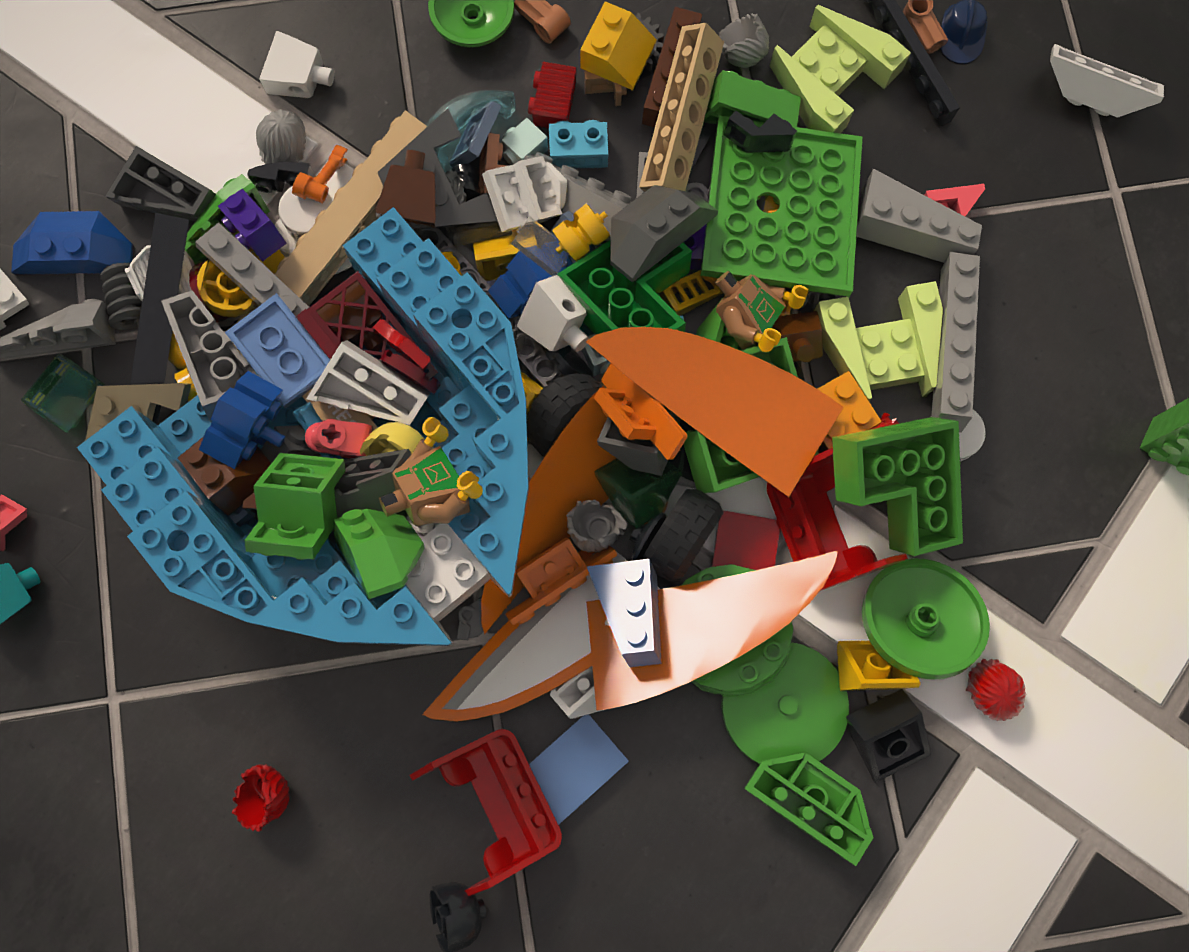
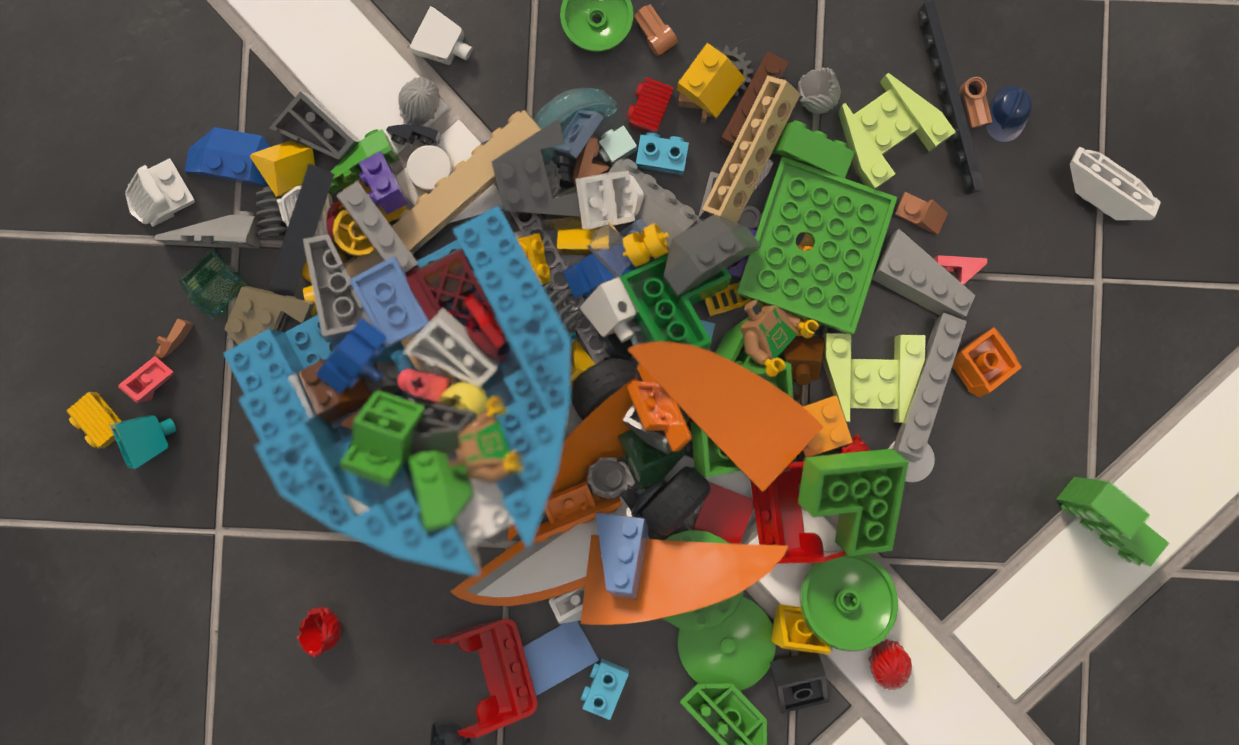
camera: 15 degrees right, 10 degrees up
(23, 468) = (177, 335): none -> nougat slope
(124, 236) = (283, 165): none -> yellow slope
(315, 187) = (437, 153): orange brick -> none
(410, 191) = (513, 187): reddish brown torso -> none
(644, 796) = (605, 688): none -> medium azure brick
(772, 136) = (823, 186): black slope -> none
(893, 155) = (921, 213): none -> nougat slope
(1013, 304) = (986, 363): none -> orange slope

